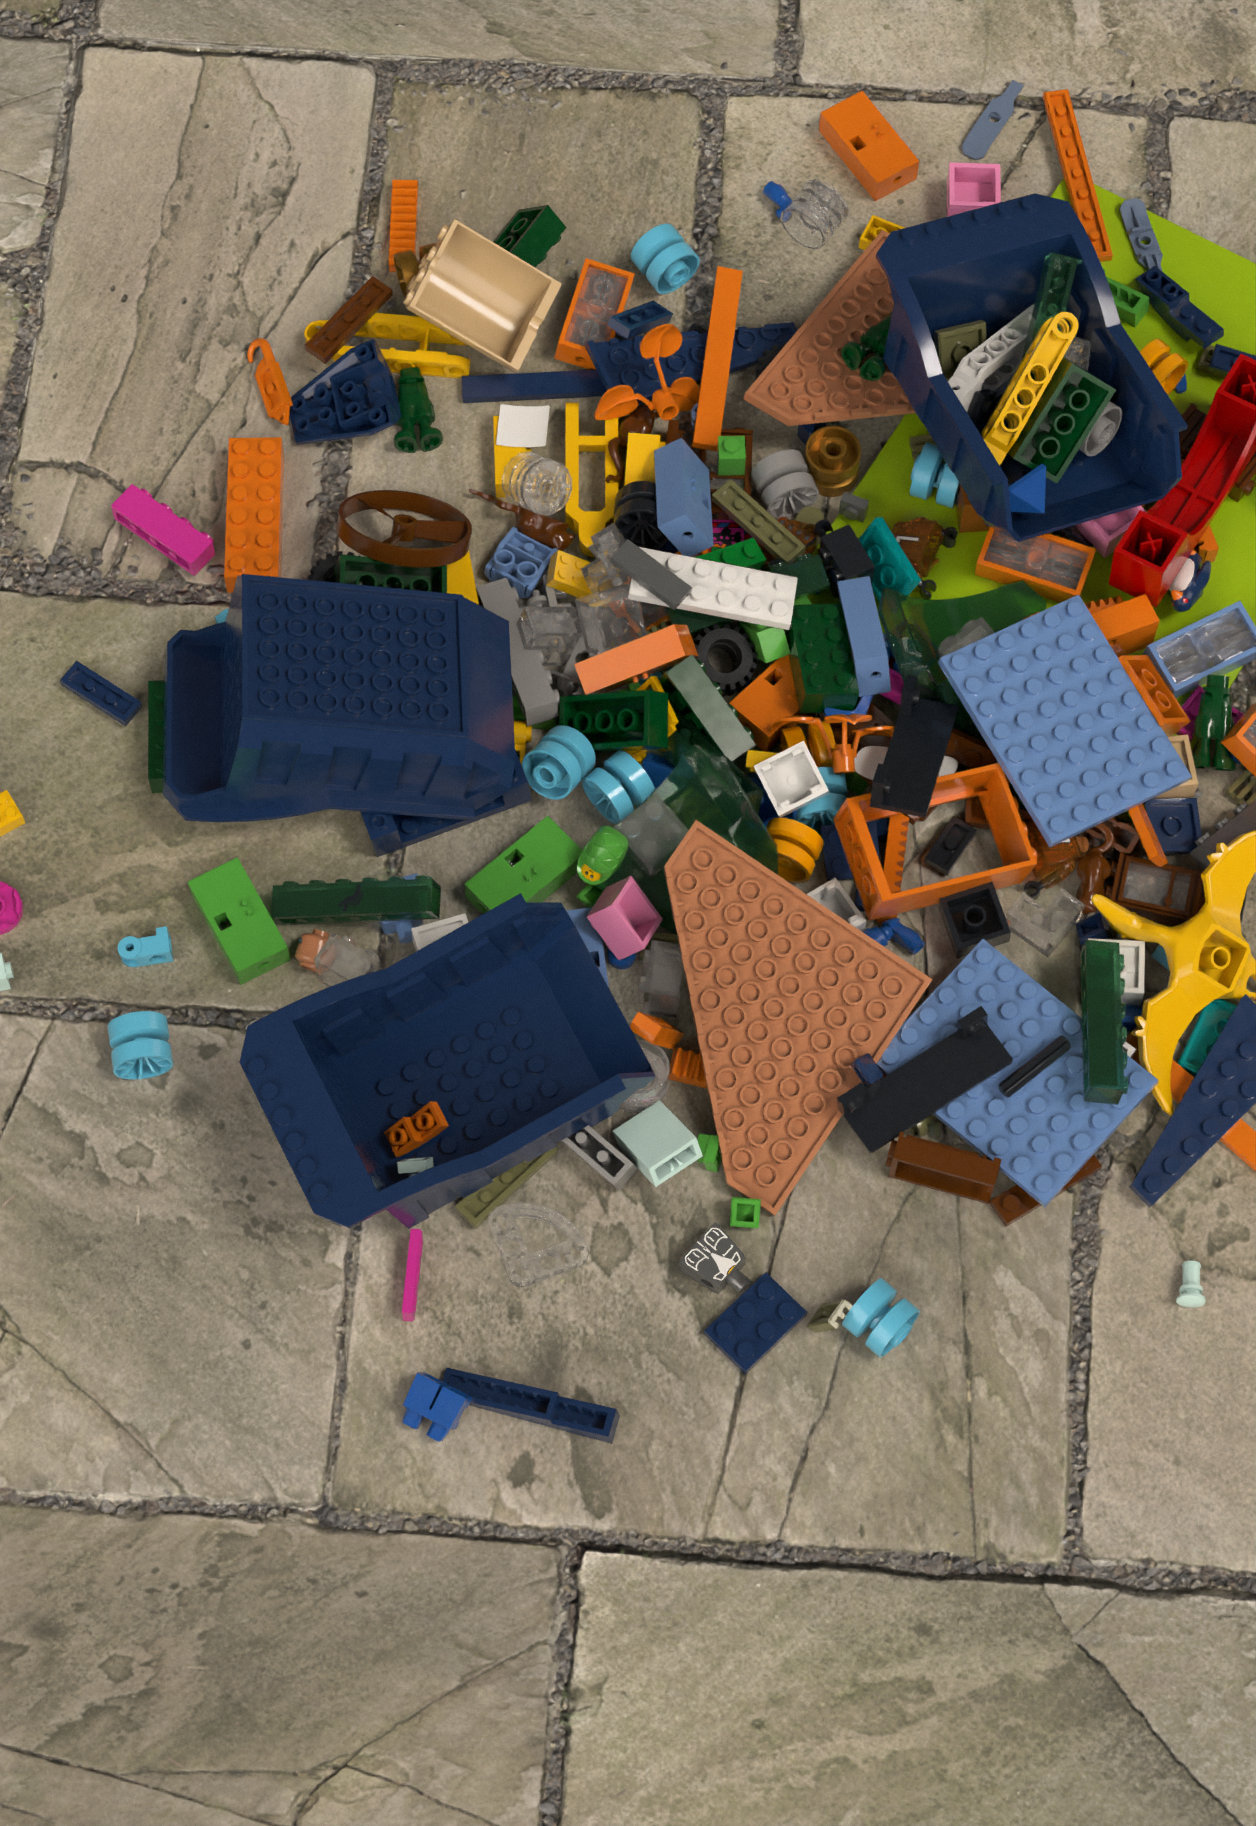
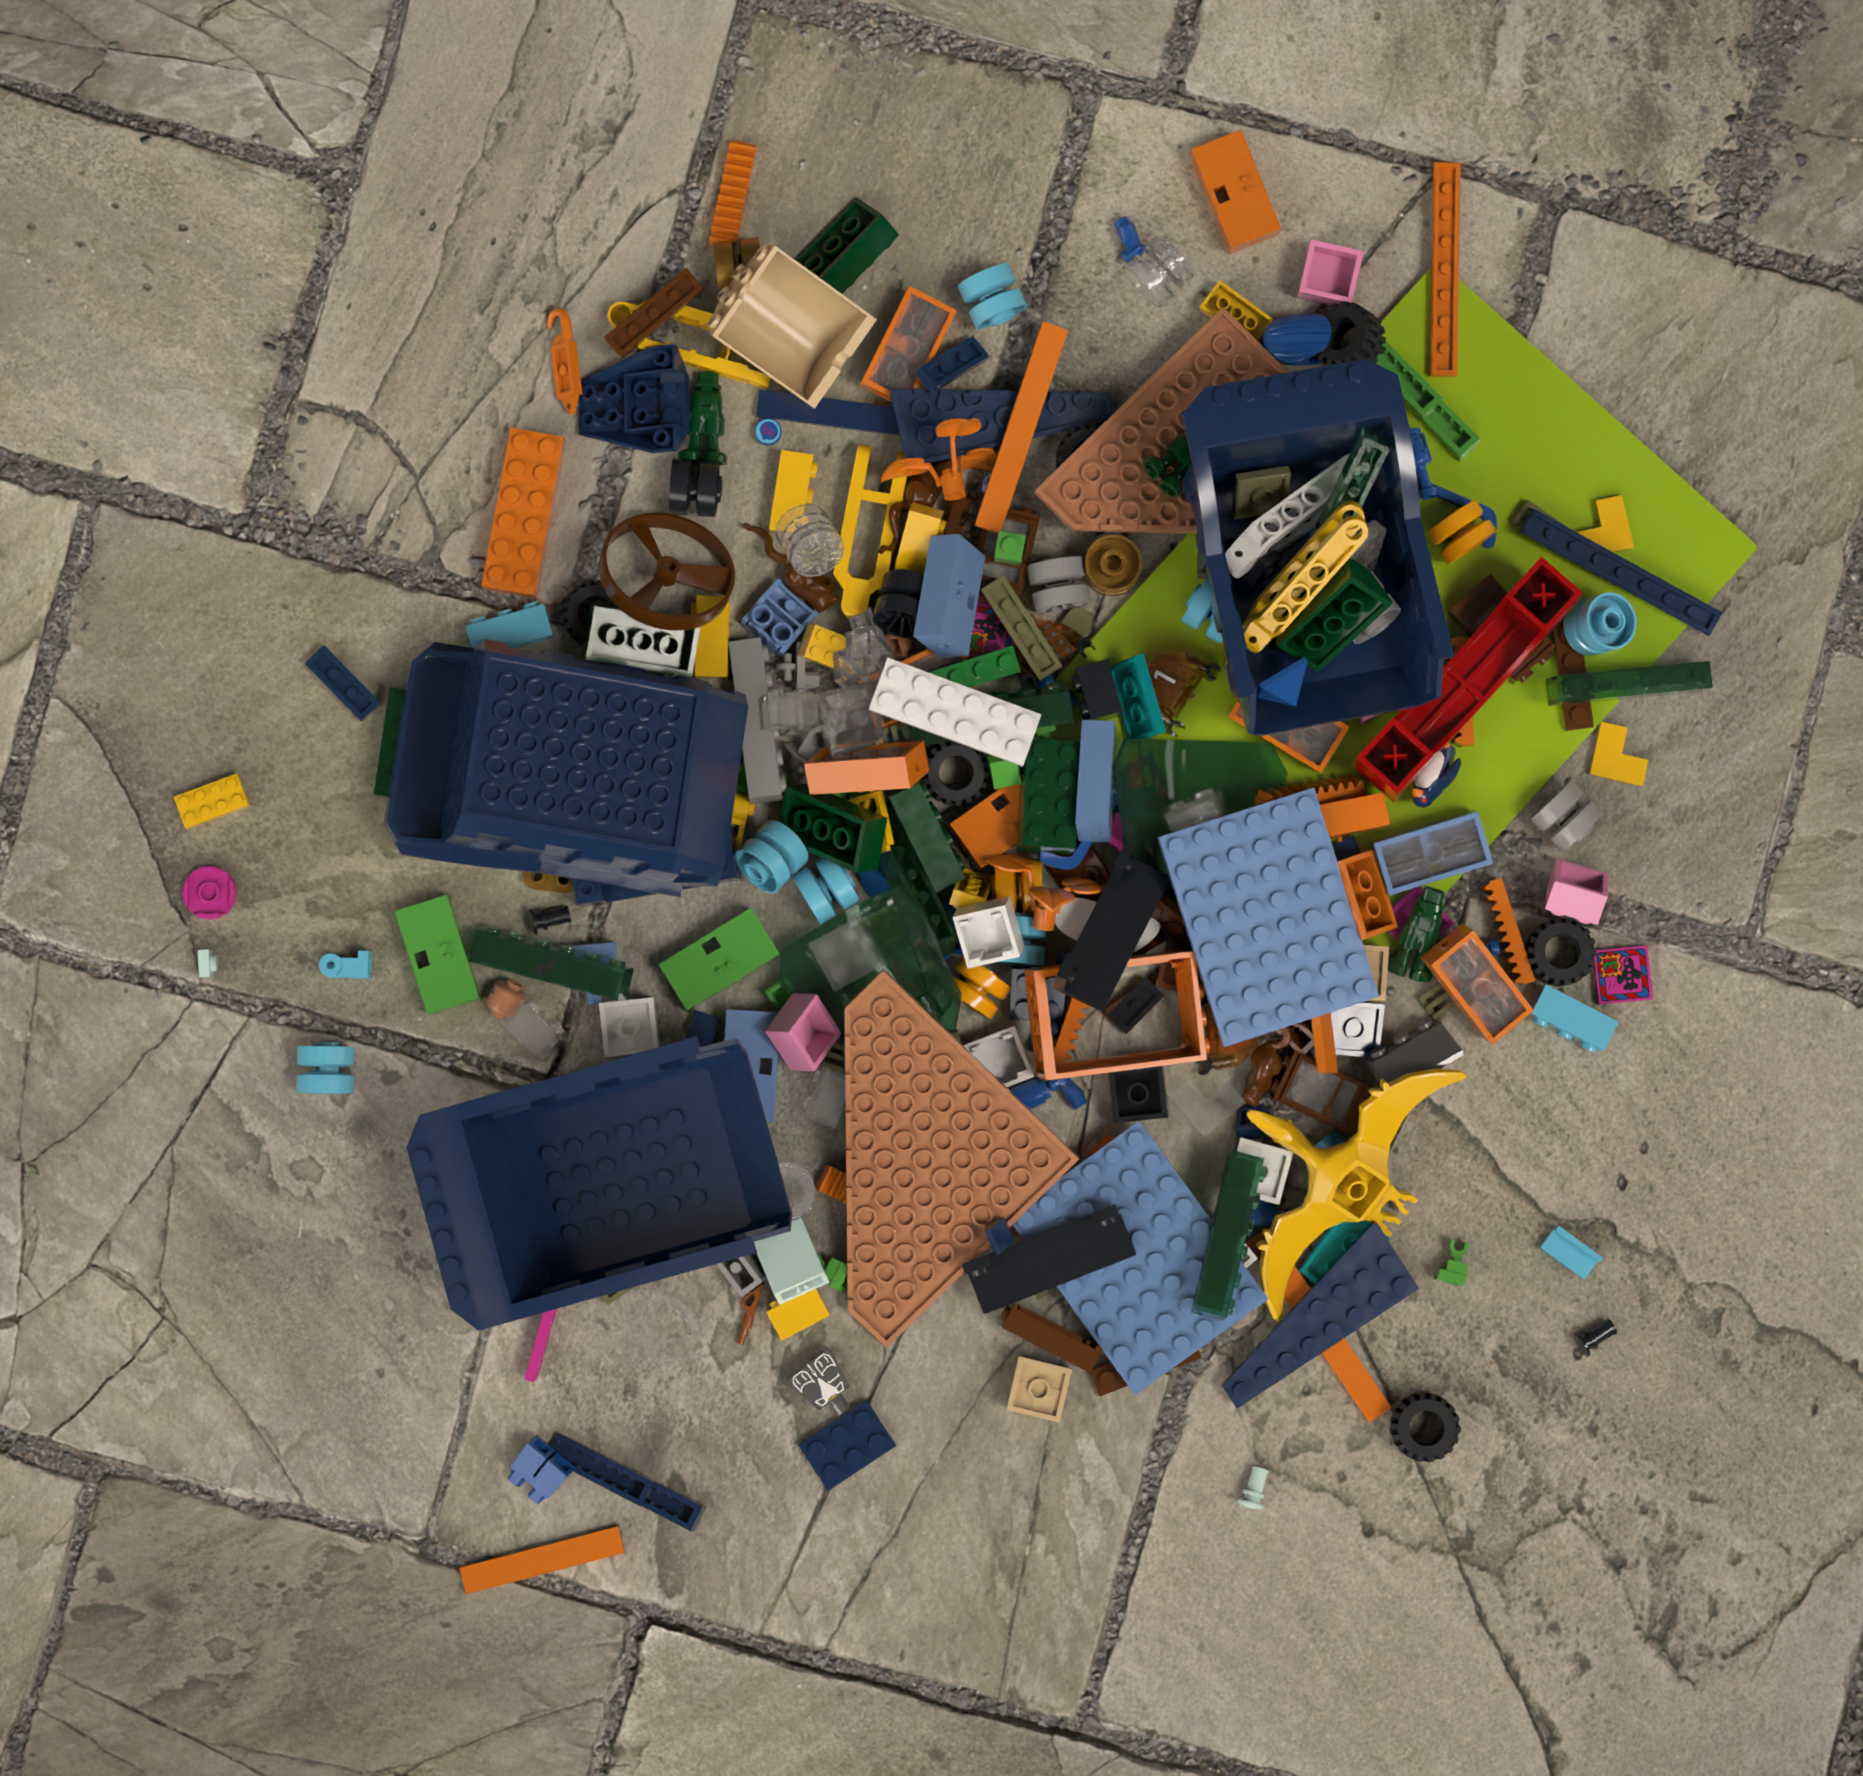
camera: 15 degrees right, 20 degrees up
(163, 529) = (430, 515): dark pink brick -> none
(339, 834) = (548, 883): none -> pearl gold plate
(345, 869) = (545, 919): none -> black pin
(414, 1165) = (561, 1243): light aqua plate -> none
(416, 1130) = (568, 1206): orange slope -> none
(423, 460) = (687, 487): none -> black wheel
(454, 1502) = (542, 1560): none -> orange tile
(476, 411) = (768, 432): none -> blue tile
(522, 426) = (808, 468): white sticker -> none
(601, 856) = (791, 967): bright green piece -> none
(625, 1210) = (748, 1318): none -> dark orange hand
(651, 574) = (893, 695): dark grey tile -> none
(656, 1030) = (809, 1157): orange gear -> none
(675, 1198) = (797, 1313): none -> yellow brick
(745, 1212) = (858, 1341): bright green slope -> none
(832, 1312) = (918, 1464): olive tile -> none
(853, 507) = (1122, 623): dark grey plate -> none
(874, 1312) = (964, 1477): medium azure wheel -> none
(943, 1223) = (1039, 1388): none -> tan container
(985, 131) = (1363, 191): sand blue piece -> none
(1034, 1066) = (1155, 1264): black axle -> none
(1138, 229) = (1494, 347): sand blue piece -> none
(1176, 310) = (1507, 454): dark blue slope -> none

